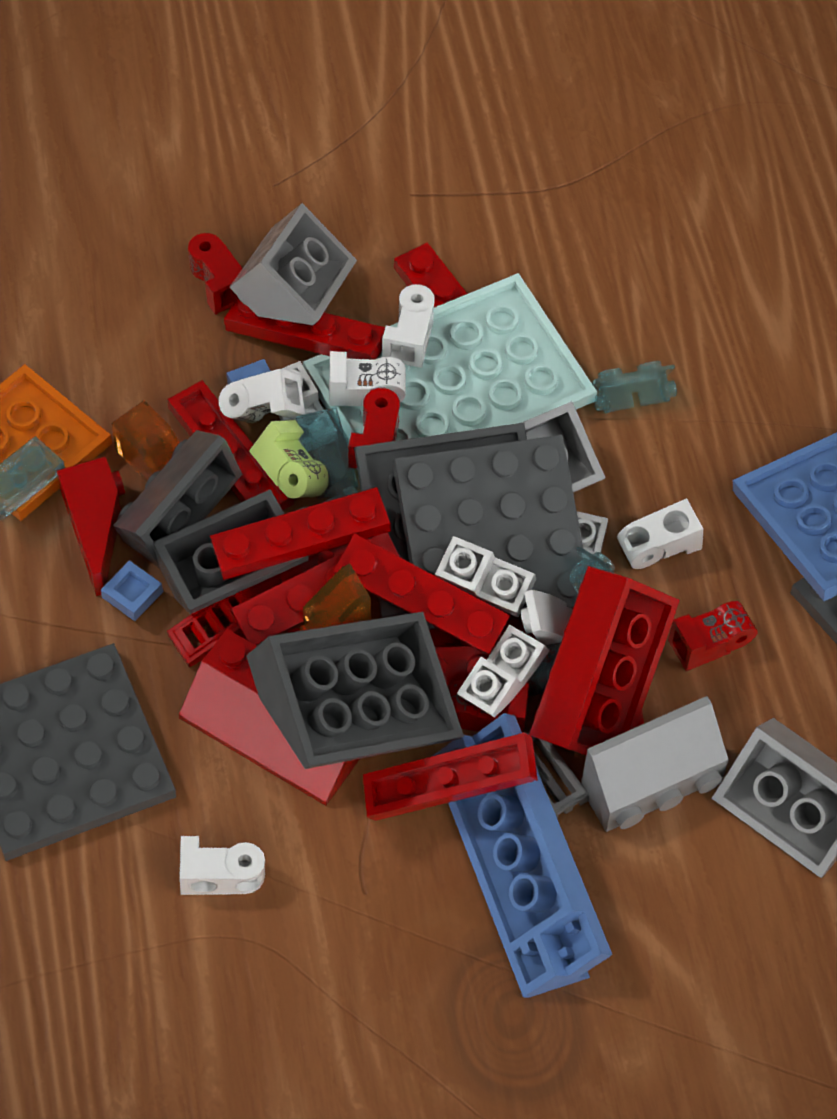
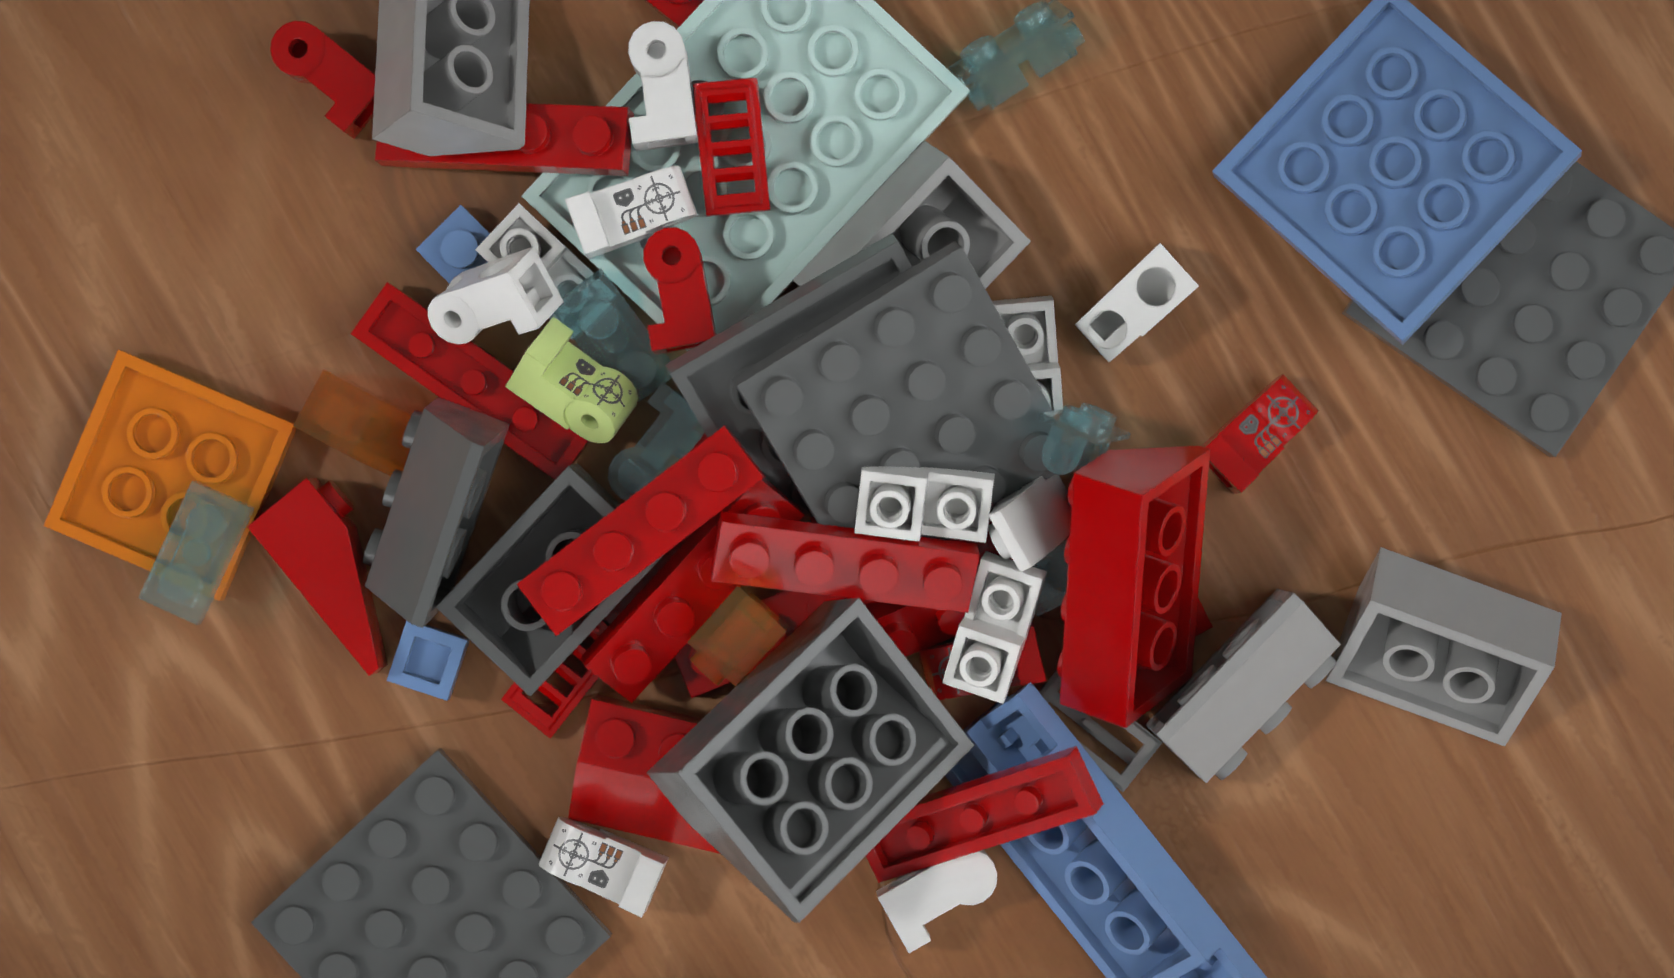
camera: 20 degrees left, 30 degrees up
(192, 745) = (603, 864): none -> white leg
(404, 832) = (933, 891): none -> white leg
(446, 343) = (724, 92): none -> red slope

